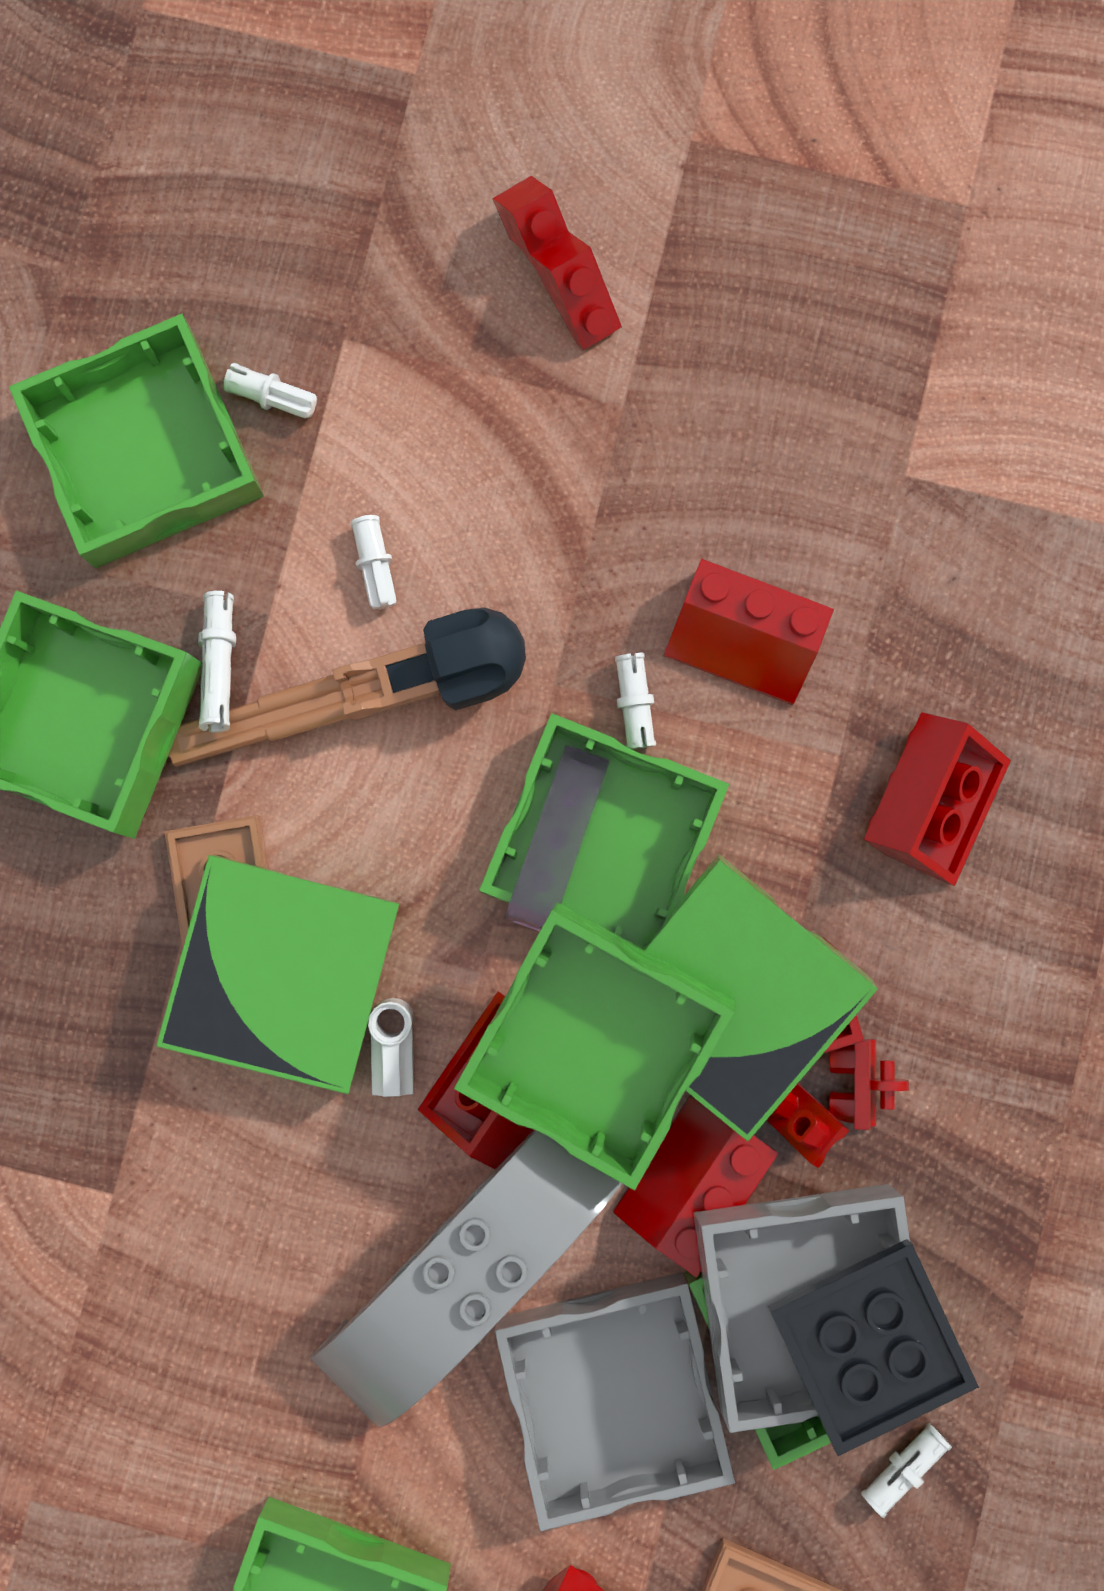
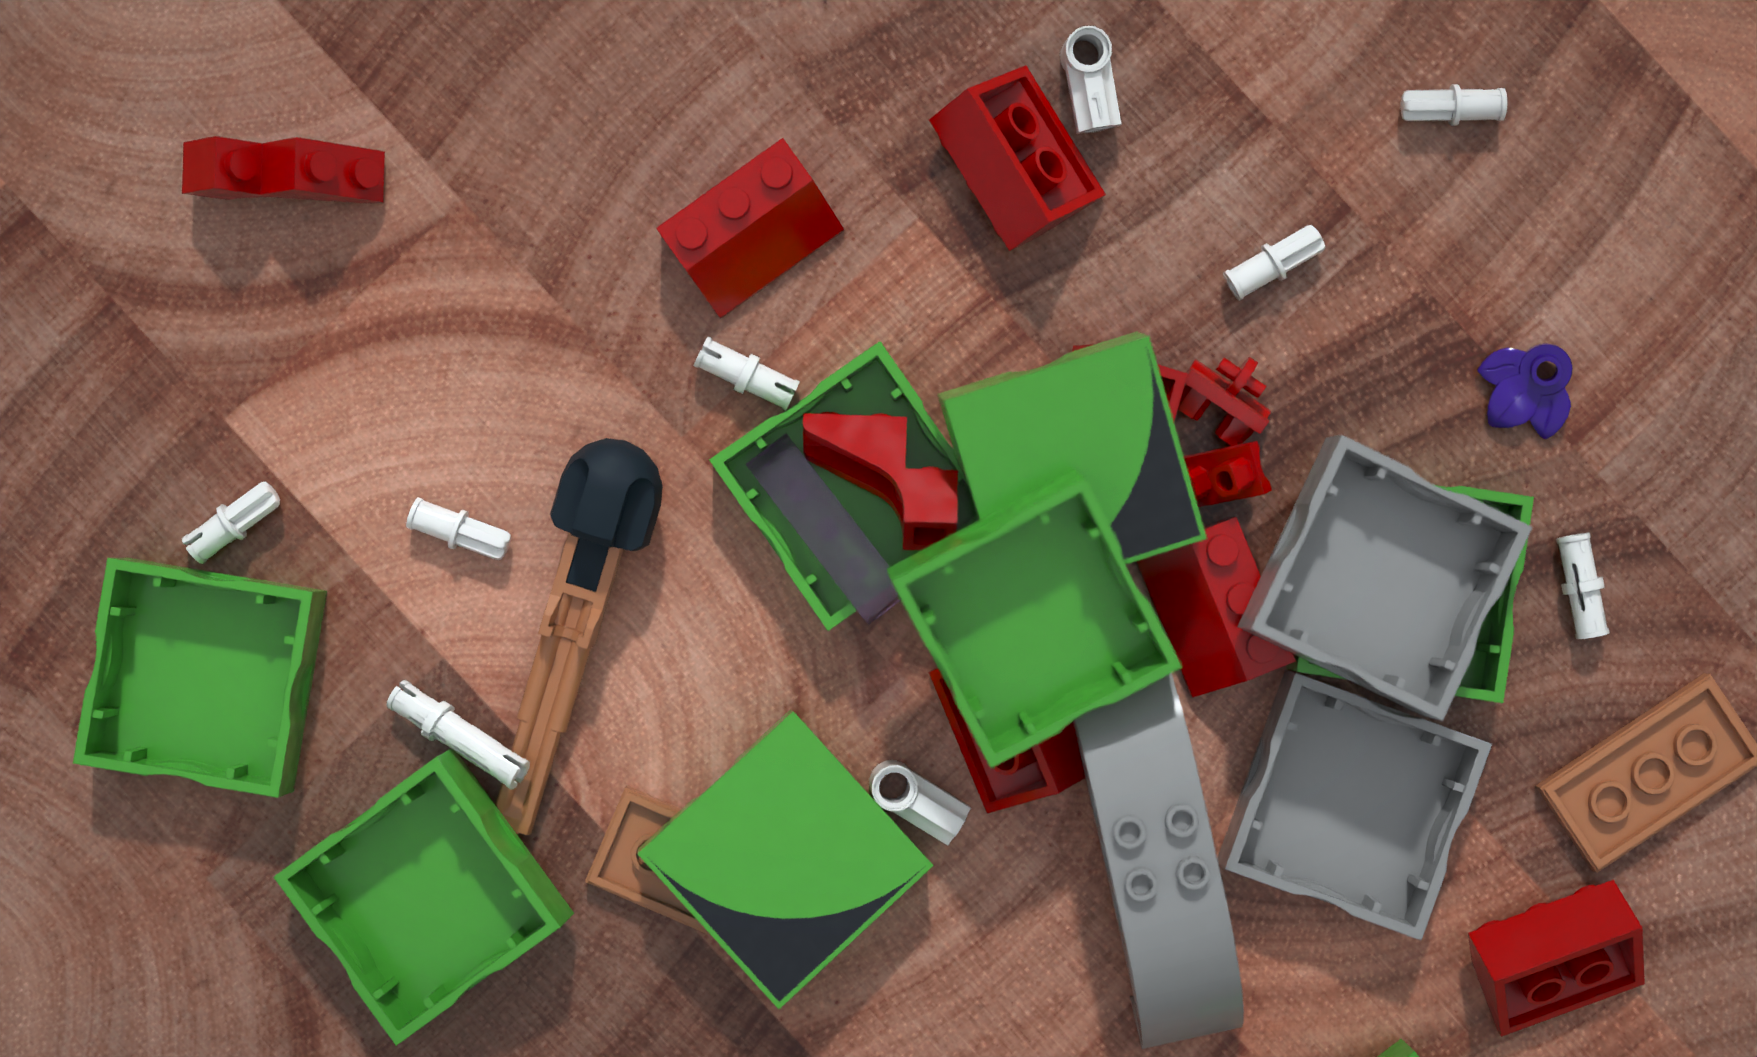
camera: 50 degrees left, 5 degrees up
(636, 837) = (873, 456): none -> red arch
(873, 1347) = (1450, 548): black plate -> none
(992, 1051) = (1274, 261): none -> white axle
(1023, 1320) = (1524, 395): none -> dark purple plate
(1032, 819) = (1092, 85): none -> white piece

